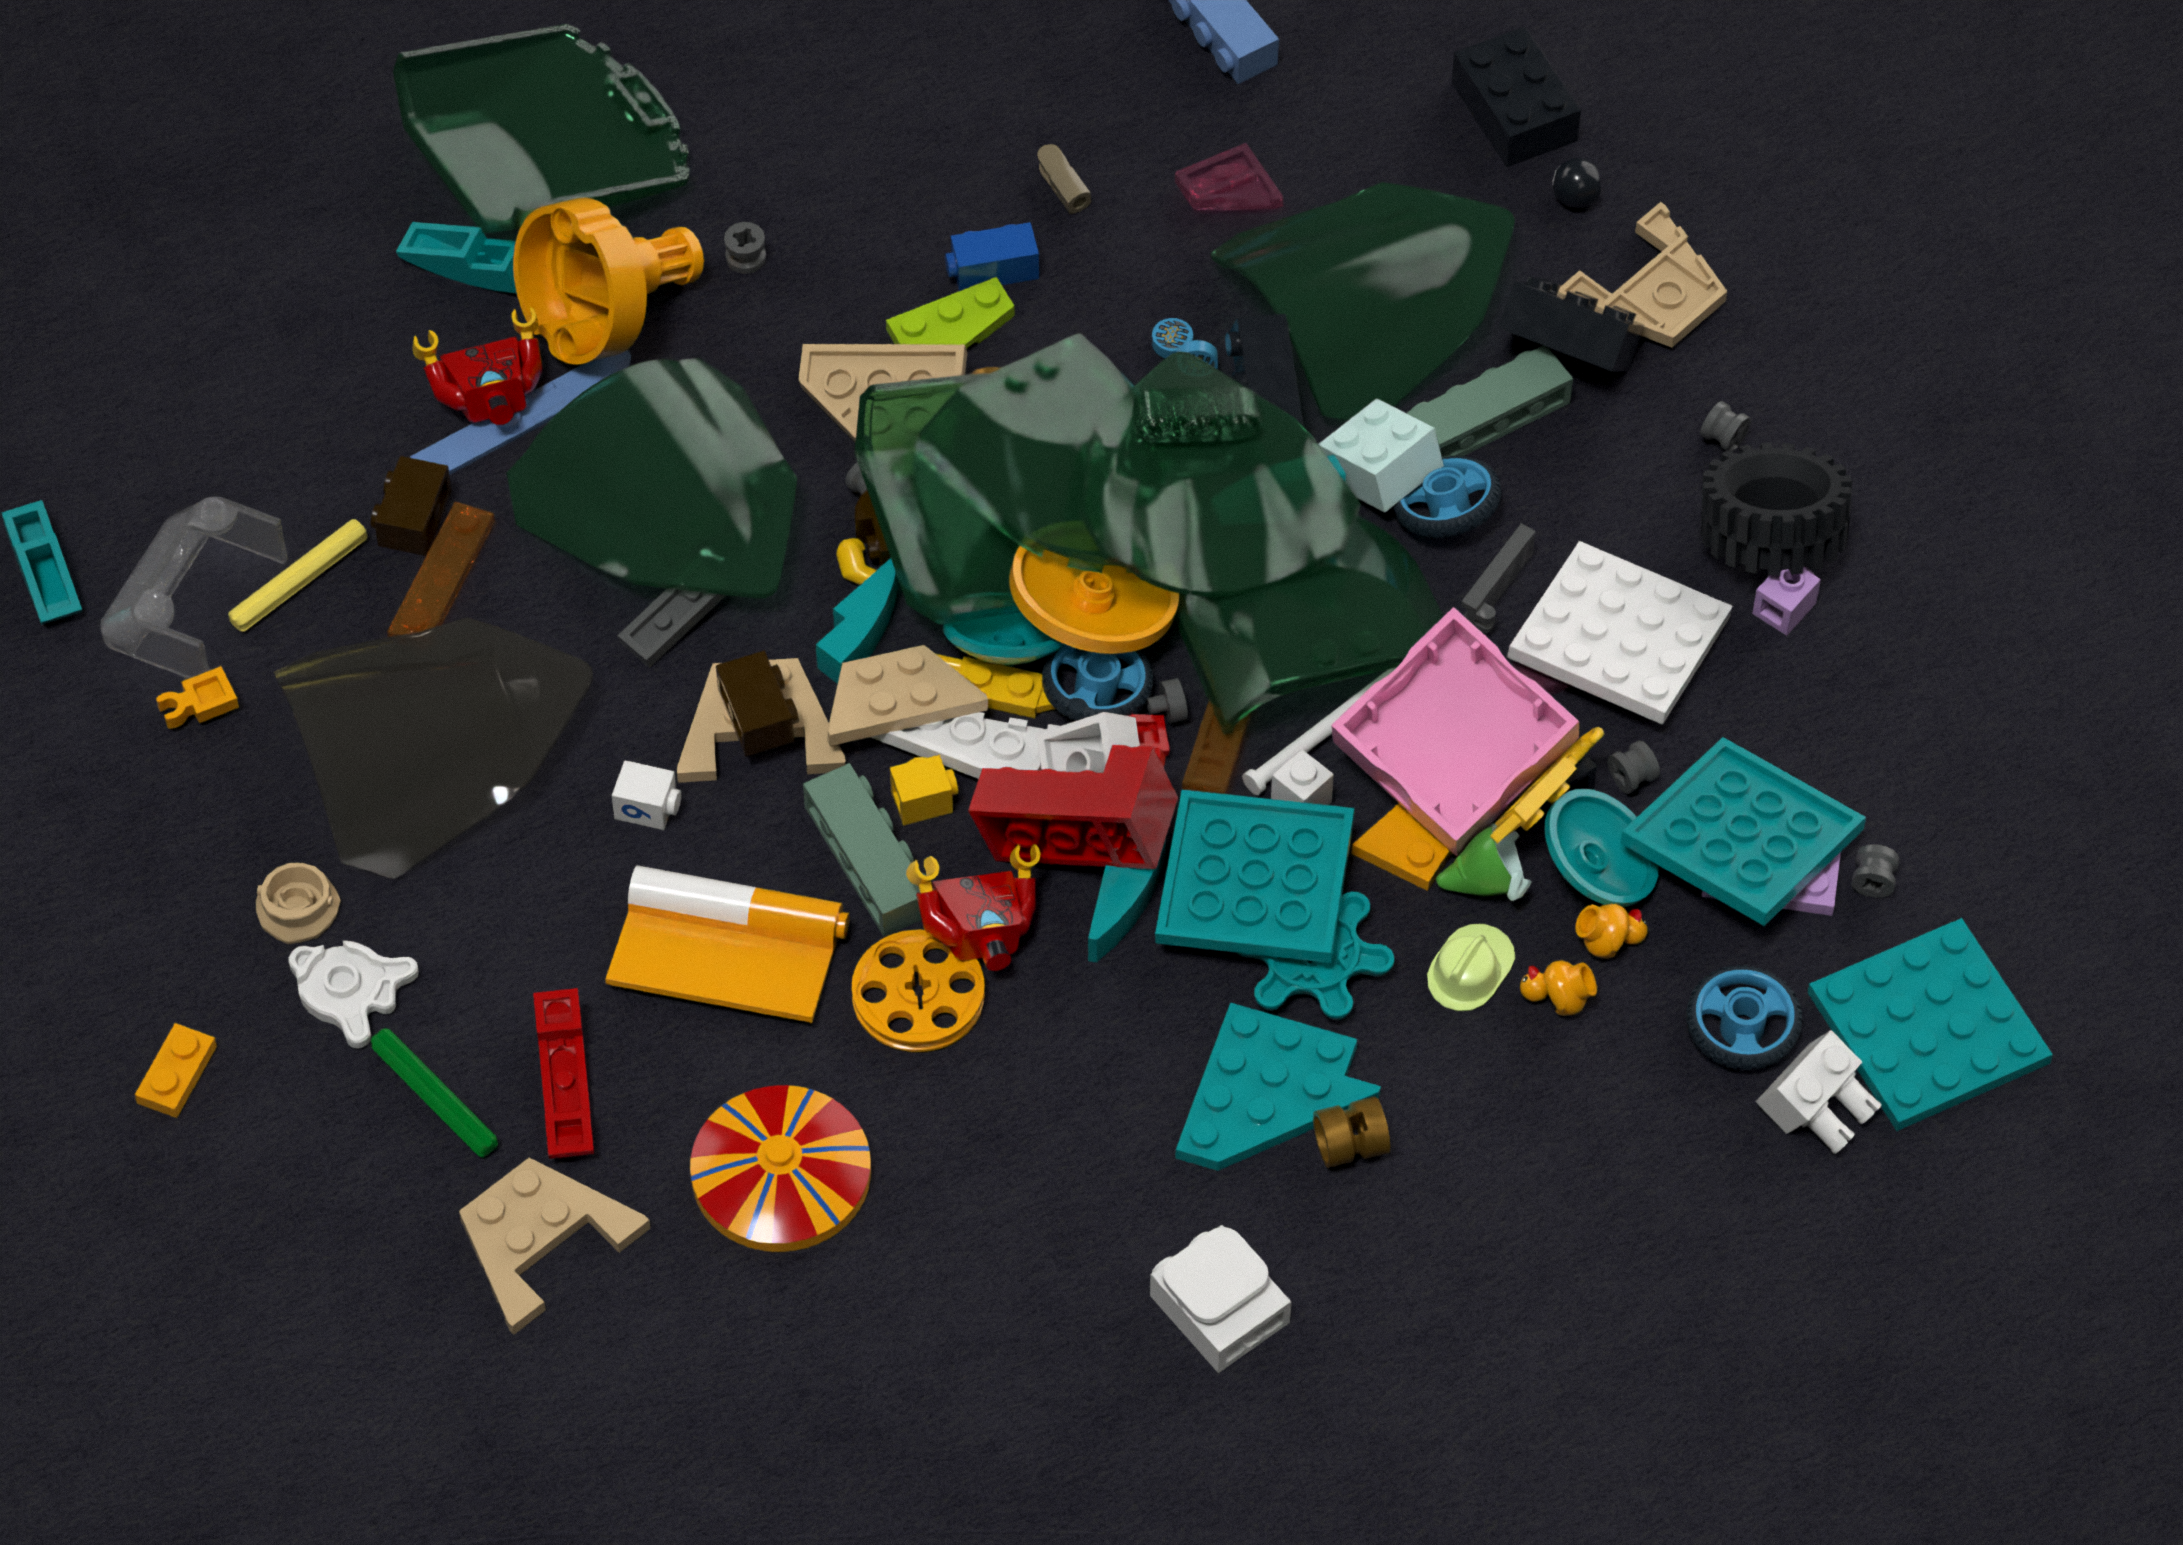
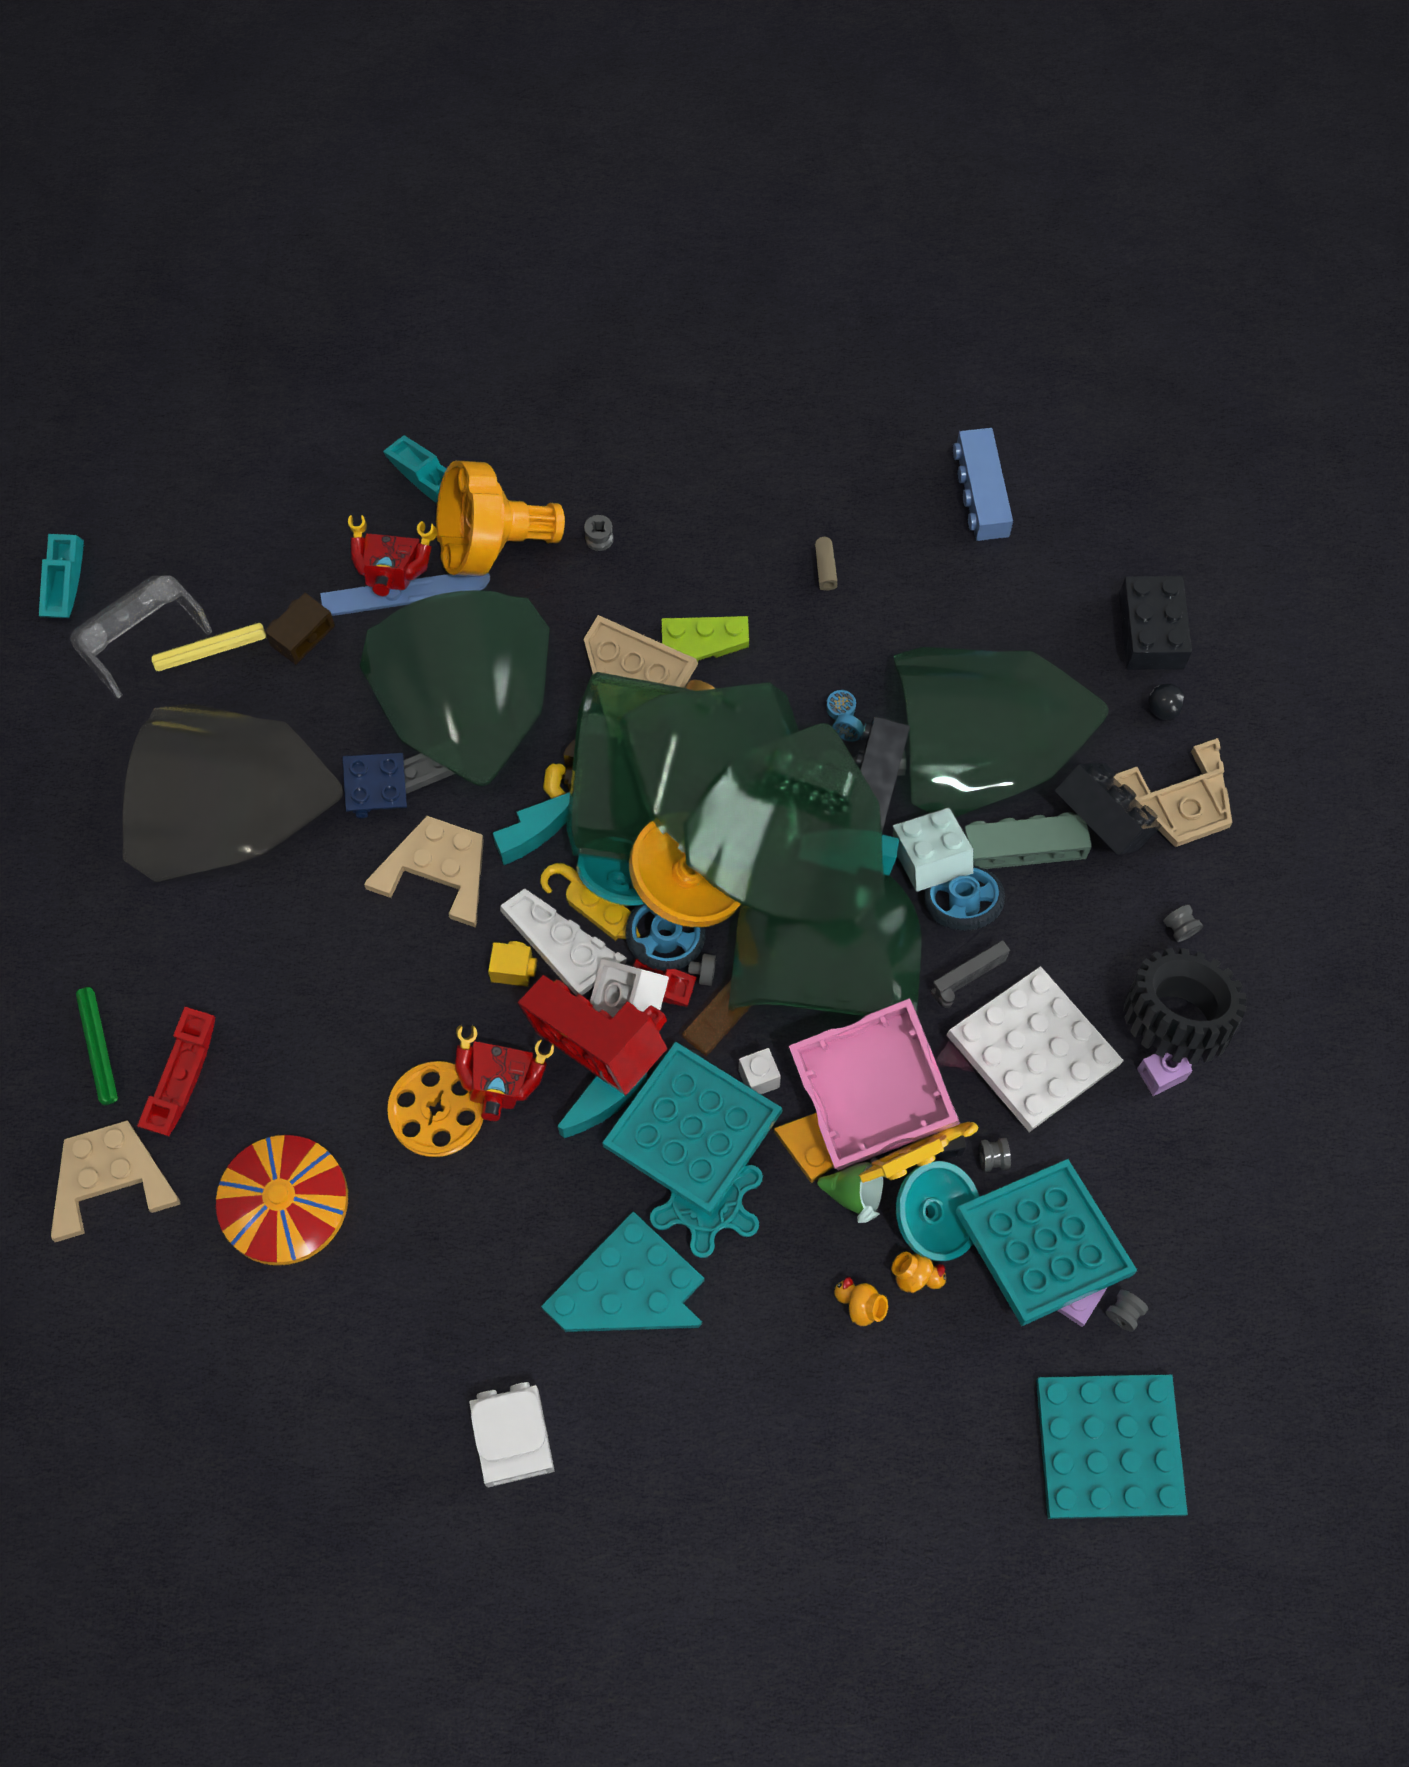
camera: 25 degrees right, 10 degrees up
(203, 695) = (105, 708): light orange plate -> none
(296, 903) = (86, 873): tan hat -> none
(348, 984) = (87, 944): white tile -> none
(443, 570) = (296, 681): clear orange plate -> none
(537, 124) = (512, 400): clear green windscreen -> none
(623, 648) = (374, 782): none -> dark blue hinge
(645, 795) = (334, 892): white brick -> none
(726, 943) = (330, 1022): light orange door -> none
(756, 703) = (431, 859): dark brown brick -> none
(864, 846) = (454, 988): sand green brick -> none
(898, 694) = (527, 889): tan wing -> none
(998, 252) = (757, 601): blue brick -> none
(1229, 182) = (933, 609): clear pink wing -> none
(1257, 779) = (790, 1035): white bar -> none
(1336, 1137) = (650, 1350): pearl gold wheel -> none
(1470, 967) = (811, 1254): yellowish green piece -> none
(1747, 1001) = (967, 1411): dark azure wheel -> none
(1809, 1081) = (998, 1461): white brick -> none

